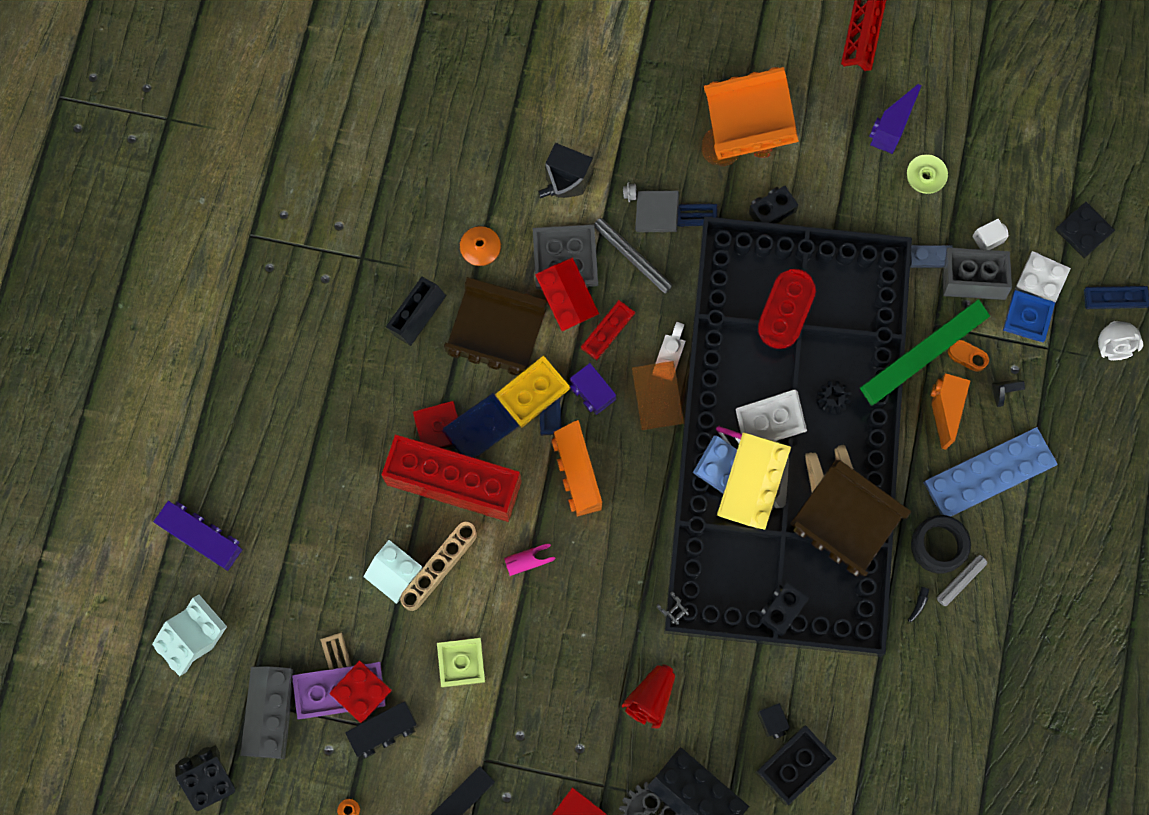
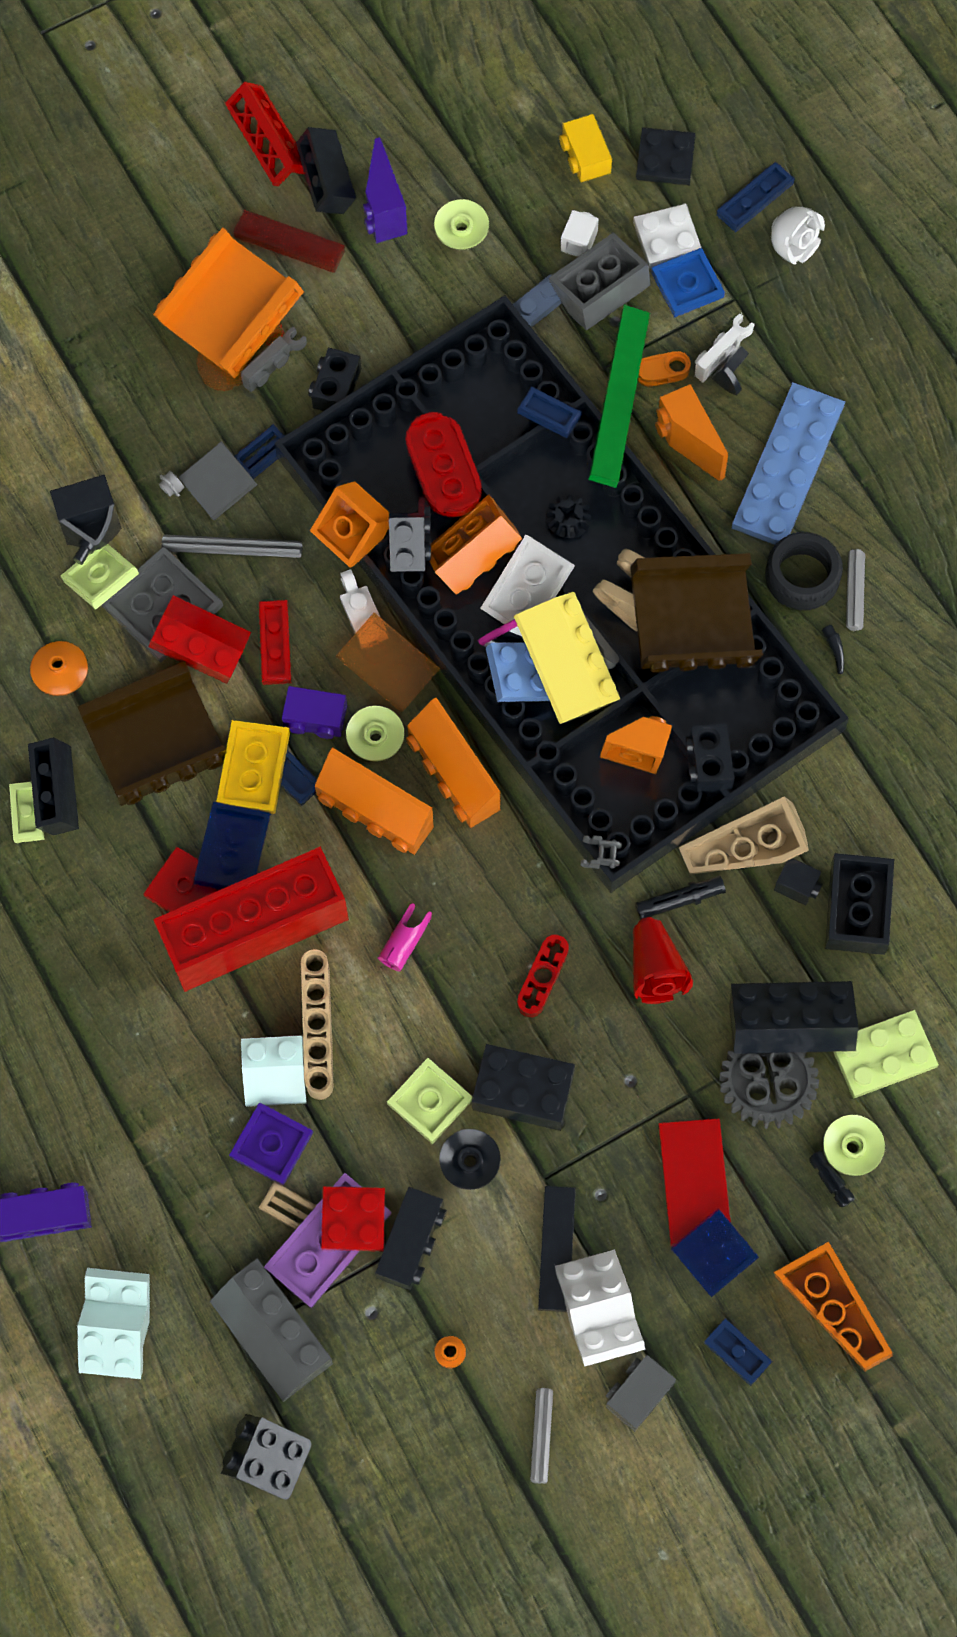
camera: 40 degrees left, 5 degrees down
(357, 610) = (271, 1144): none -> dark purple plate
(387, 311) = (23, 813): none -> yellowish green plate
(442, 708) = (470, 1144): none -> black dish
(516, 700) = (523, 1087): none -> black brick
(545, 212) = (100, 575): none -> yellowish green plate
(602, 646) = (526, 991): none -> red beam
(617, 420) = (375, 721): none -> yellowish green dish
(640, 485) = (453, 764): none -> orange slope
(699, 671) = (681, 897): none -> black pin
(704, 300) = (351, 523): none -> orange slope
(728, 337) = (410, 539): none -> bracket
(748, 165) = (271, 358): none -> dark grey plate
(752, 565) = (638, 744): none -> orange slope
(761, 369) = (473, 545): none -> orange slope
(771, 677) = (757, 839): none -> tan wedge
(821, 104) = (289, 241): none -> clear red plate
(874, 328) = (549, 412): none -> dark blue tile
(877, 79) = (325, 170): none -> black brick
(1015, 371) = (723, 346): none -> white plate
(1040, 187) = (586, 148): none -> yellow brick

